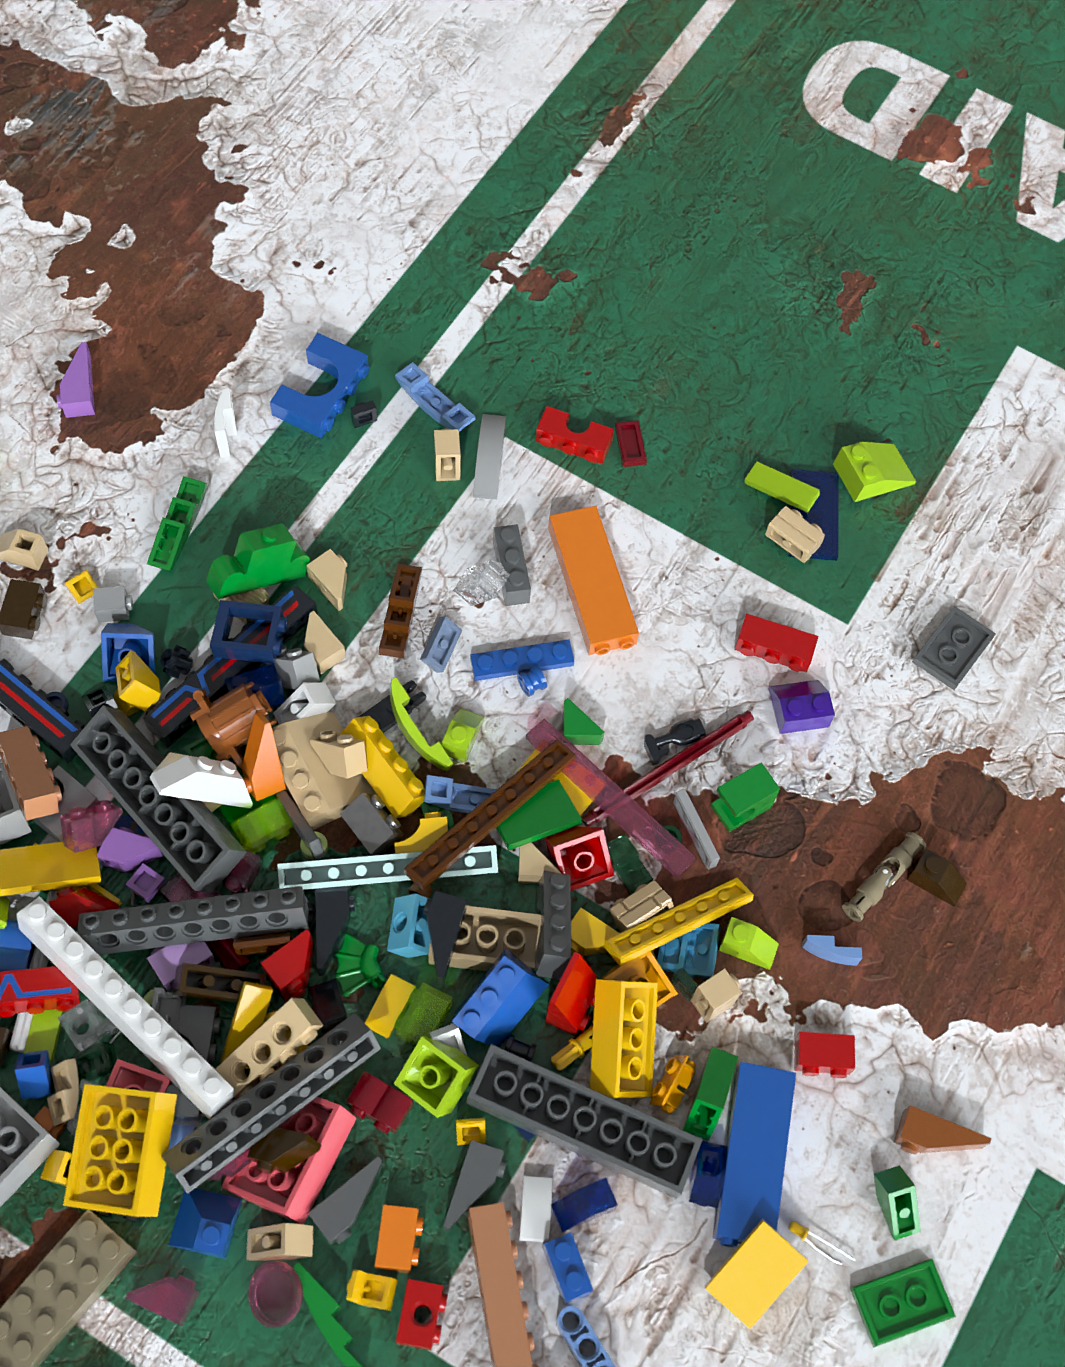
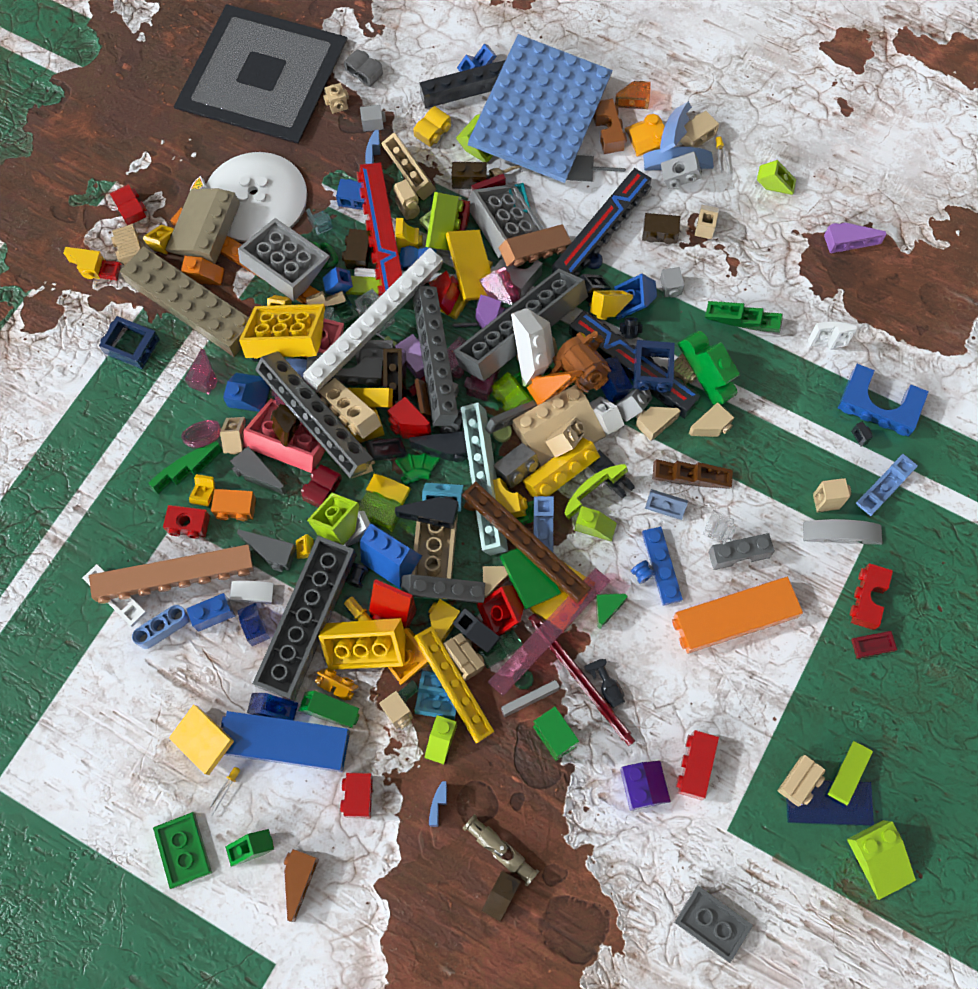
camera: 95 degrees right, 5 degrees up
(81, 586) = (685, 263): yellow slope -> none
(145, 882) = (466, 328): medium lavender tile -> none
(607, 887) = (476, 630): none -> black slope

